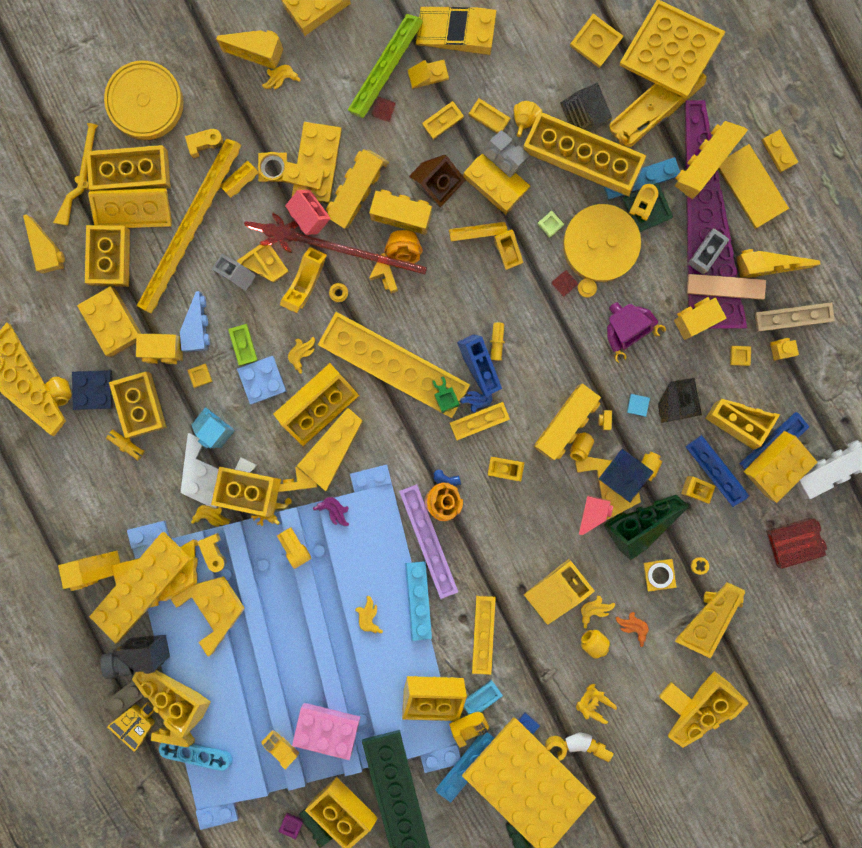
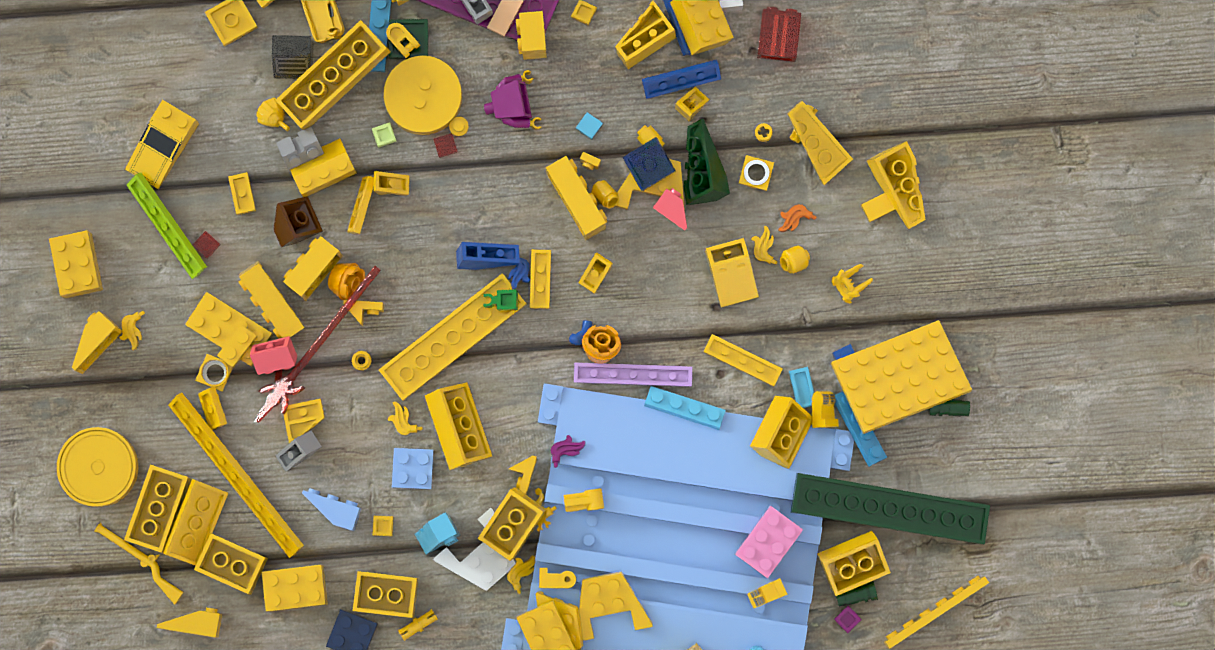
camera: 70 degrees left, 5 degrees down
(159, 347) = (340, 550): yellow brick -> none
(203, 140) = (160, 427): yellow leg -> none
(243, 344) = (371, 471): lime plate -> none
(305, 280) = (336, 386): yellow arch -> none
(329, 452) = (510, 434): yellow wedge -> none
(366, 616) = (677, 461): yellow piece -> none
(426, 74) = (191, 189): yellow slope -> none
(489, 116) = (257, 149): yellow tile -> none
(497, 341) = (472, 230): yellow axle -> none
(578, 742) = (881, 312): yellow piece -> none
(679, 401) = (601, 86): clear smoke slope -> none

